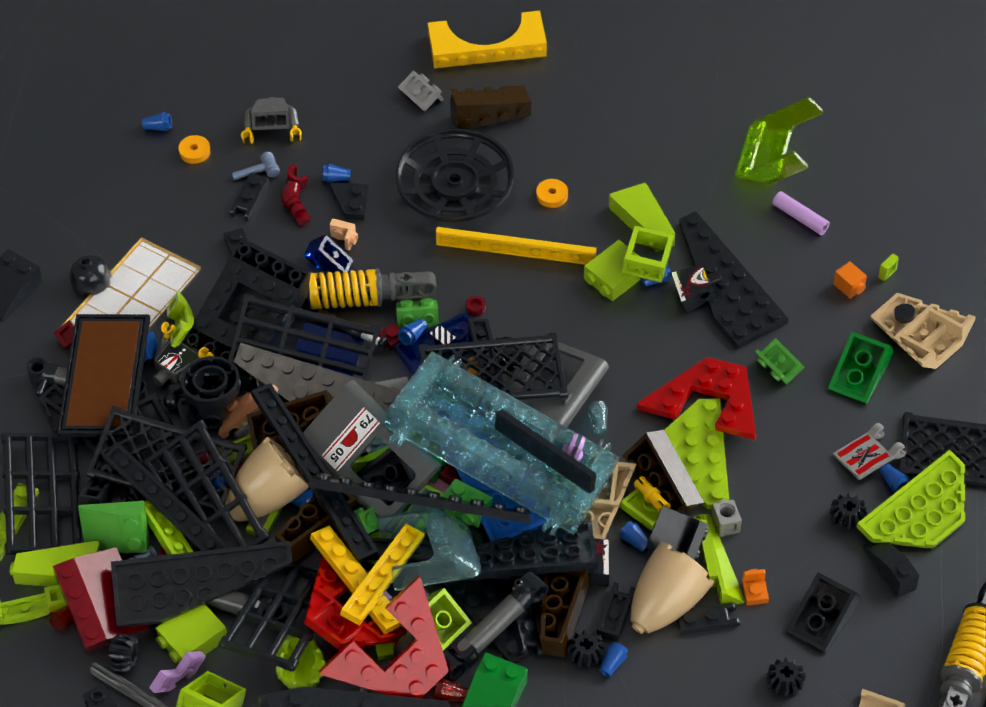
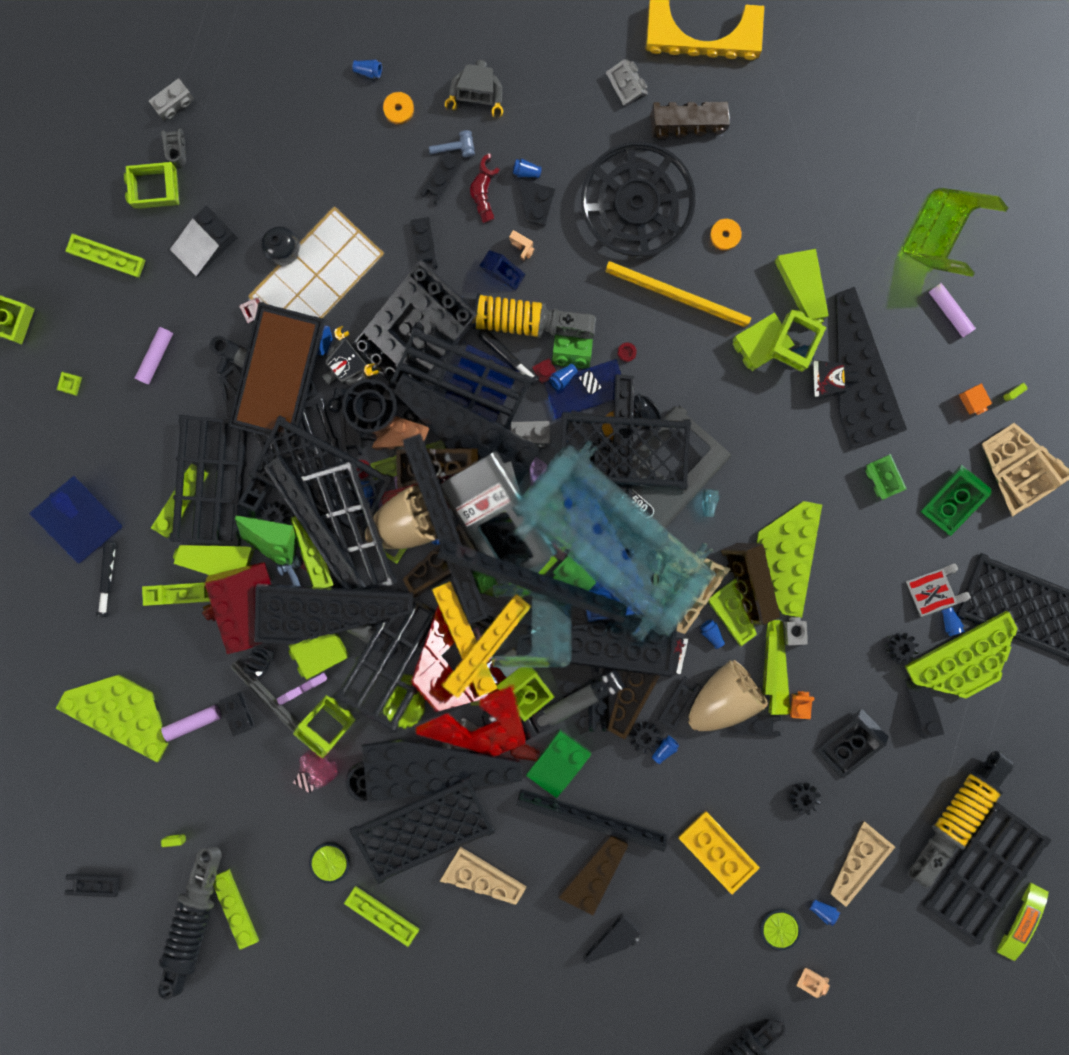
camera: 10 degrees right, 35 degrees up
(180, 311) = (356, 304): lime slope -> none
(545, 451) = (650, 568): black tile -> none
(572, 449) = (674, 569): lavender arm -> none
(651, 494) = (736, 601): yellow pin -> none
(679, 531) = (751, 650): black bracket -> none
(711, 378) = (826, 485): red wing -> none
(904, 313) = (1014, 453): black tile -> none

